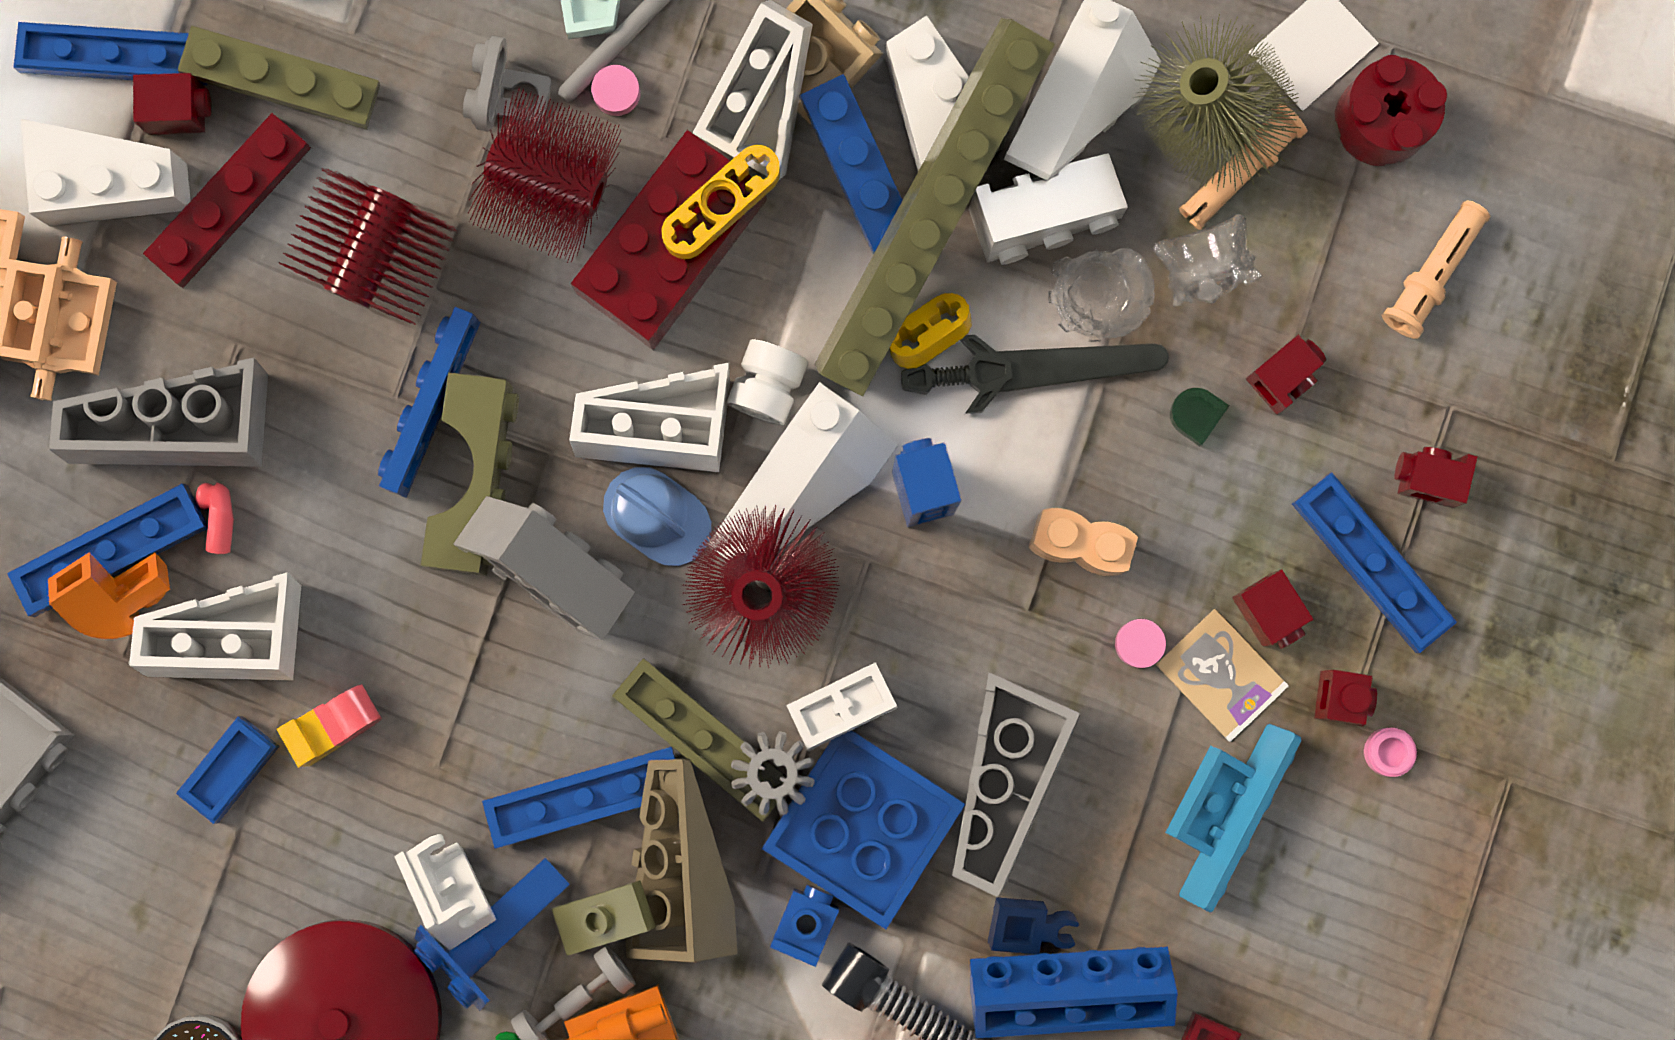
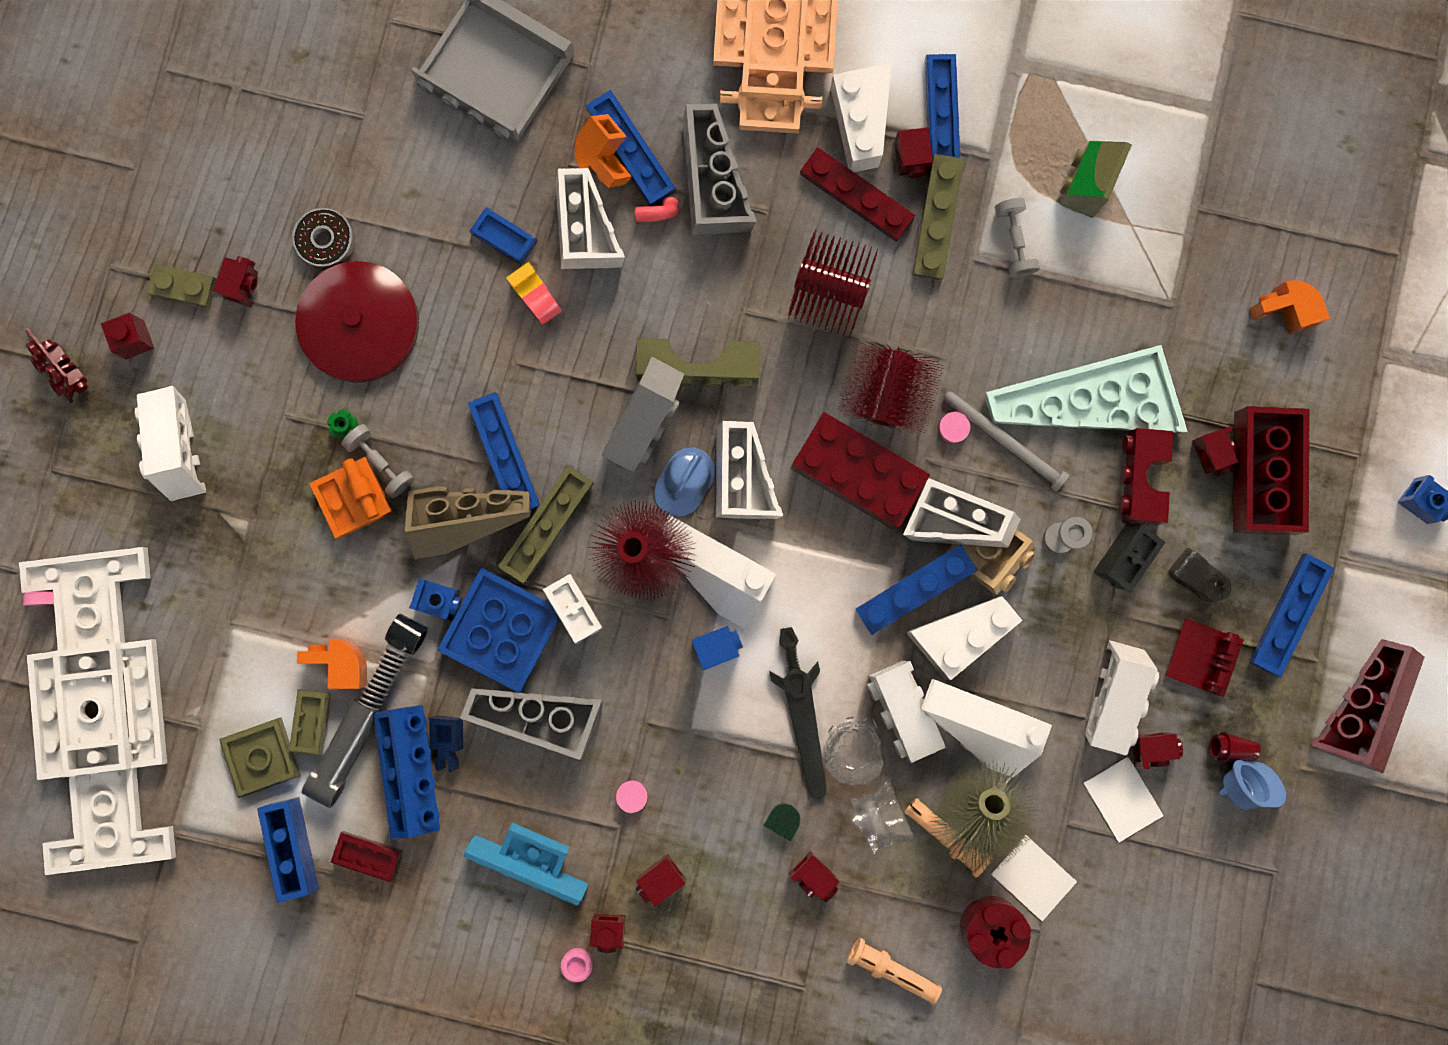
camera: 80 degrees right, 0 degrees up
(420, 420) = (729, 328): blue plate -> none
(445, 891) = (438, 375): white hinge -> none
(488, 100) = (939, 348): light grey bracket -> none
(511, 914) = (417, 407): blue piece -> none
(603, 918) = (430, 474): olive plate -> none
(756, 186) = (896, 522): yellow beam -> none
(765, 787) = (516, 566): light grey gear -> none
(767, 382) = (774, 542): white wheel -> none
(930, 331) = (819, 642): yellow beam -> none
(933, 205) = (897, 636): olive brick -> none
(1096, 547) = (693, 745): light nougat brick -> none
(1222, 675) = (617, 851): sticker -> none
(1374, 563) = (697, 945): blue tile -> none
(1435, 476) = (757, 980): dark red brick -> none

